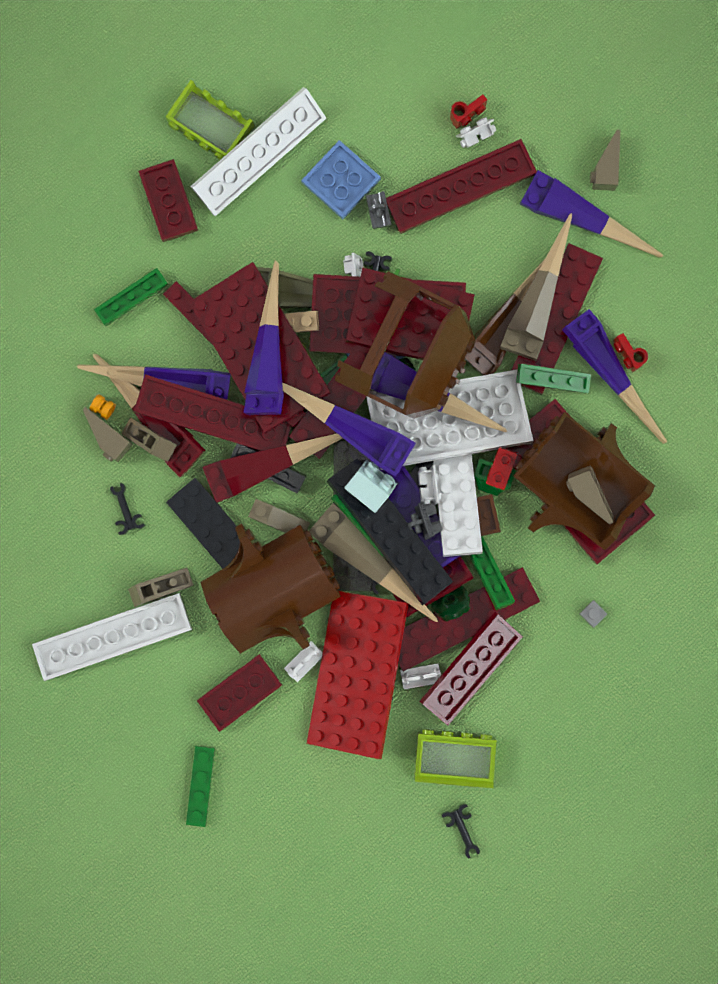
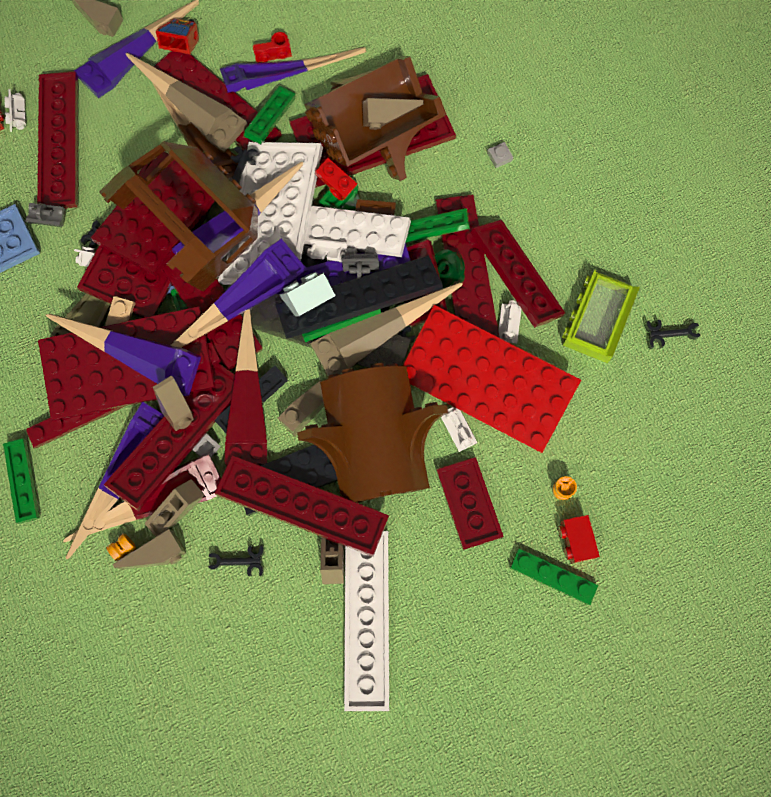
camera: 70 degrees left, 10 degrees down
(186, 548) = (302, 505): none -> dark red plate
(212, 444) = (206, 445): none -> light grey plate
(230, 408) = (173, 404): none -> dark tan slope
(239, 798) = (578, 539): none -> red brick
(280, 773) = (567, 485): none -> light orange wheel
(497, 372) = (242, 158): none -> black bar
(609, 256) = (178, 36): none -> red torso

